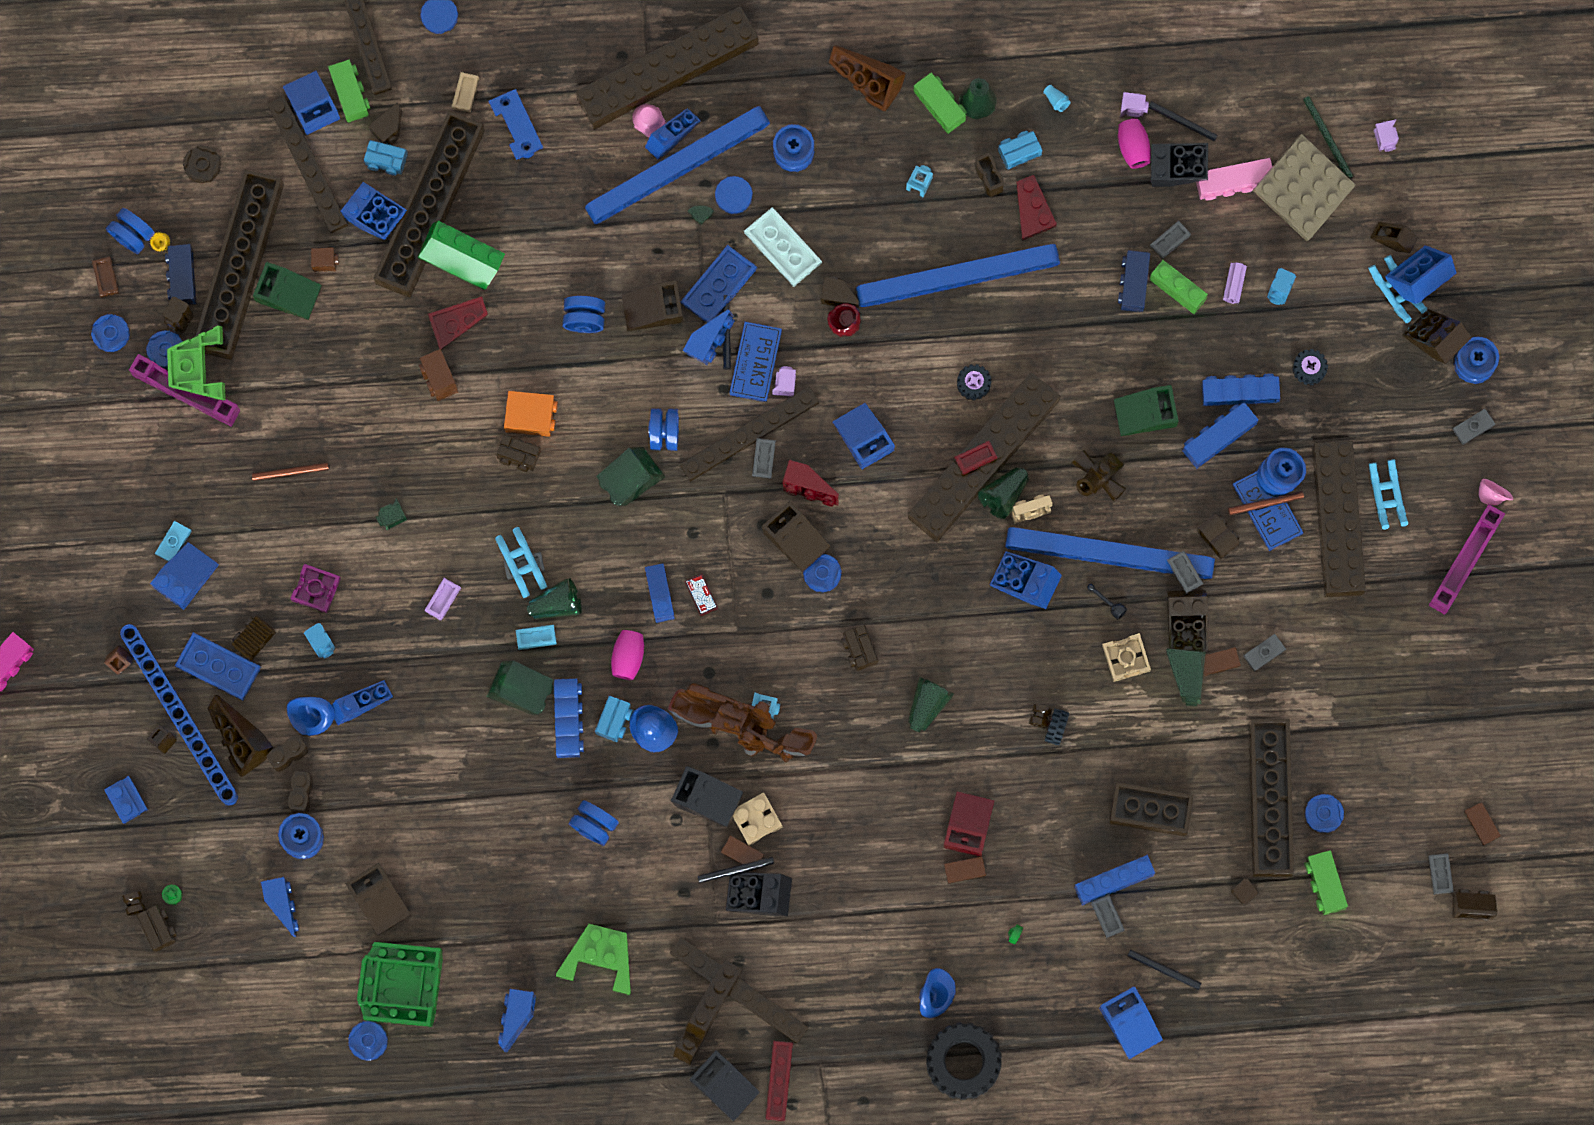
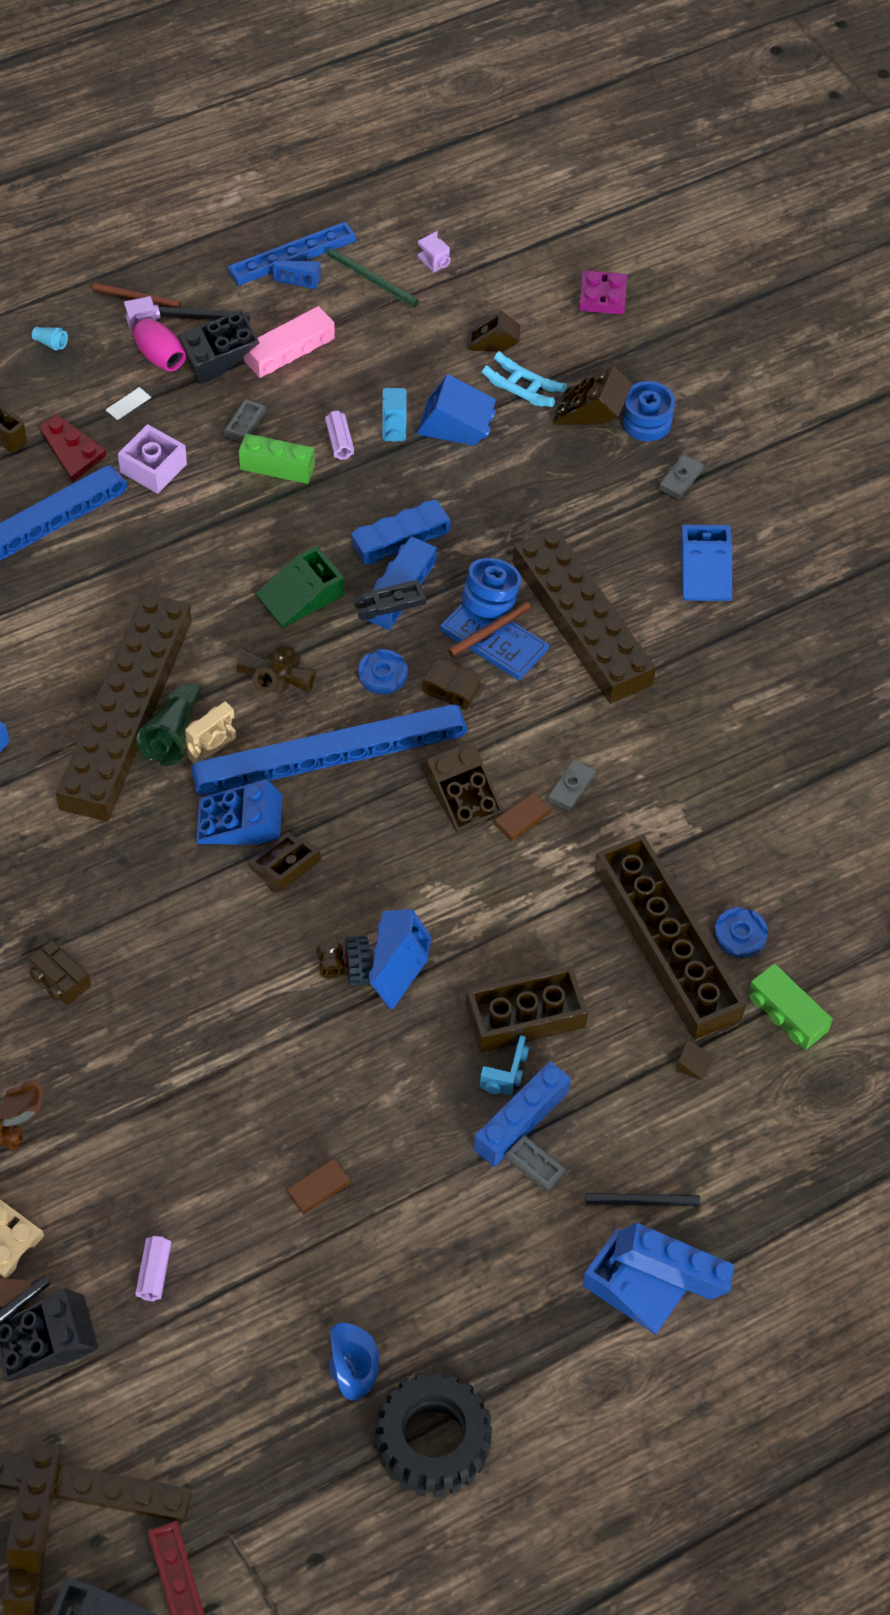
camera: 30 degrees left, 20 degrees down
(840, 879) = (153, 1268): none -> lavender axle
(927, 704) = (177, 999): clear green cone -> none
(968, 824) = (298, 1127): dark red slope -> none
(975, 457) = (114, 699): dark red tile -> none
(977, 376) = (69, 633): black wheel -> none
(1014, 934) = (423, 1237): green tile -> none
(1020, 149) = (29, 394): dark azure brick -> none
(1029, 463) = (188, 692): none -> clear green tile
(1040, 629) = (284, 861): none -> dark brown brick
(1084, 735) = (399, 954): none -> blue slope
(1086, 250) = (152, 458): none -> lavender brick
(1091, 183) = (128, 403): none -> white sticker
(1109, 850) = (499, 1081): none -> dark azure bracket
(1117, 609) = (370, 806): black hinge -> none
(1125, 652) = (405, 850): tan brick -> none
(1134, 281) = (223, 471): dark blue brick -> none
(1137, 81) = (132, 295): none -> copper bar
(1158, 1023) = (673, 1261): none -> blue brick
(1175, 503) = (382, 672): none -> blue tile
(1185, 572) = (432, 727): dark grey plate -> none
(1189, 673) = (491, 836): clear green slope -> none
(1204, 454) = (390, 600): none -> black hinge
(1272, 114) = (305, 273): none -> blue slope
(1276, 87) = (298, 250): none -> blue tile
(1304, 187) = (370, 322): dark tan plate -> none
(1310, 373) = (467, 483): black wheel -> none
(1331, 301) = (457, 413): none -> blue slope
(1392, 484) = (624, 560): medium azure piece -> none
(1421, 274) = (544, 354): blue slope -> none
(1450, 514) = (706, 562): none -> blue slope
(1466, 559) = (750, 599): magenta arch -> none
(1492, 493) = (742, 526): bright pink hat -> none
(1504, 231) = (603, 292): none -> magenta brick

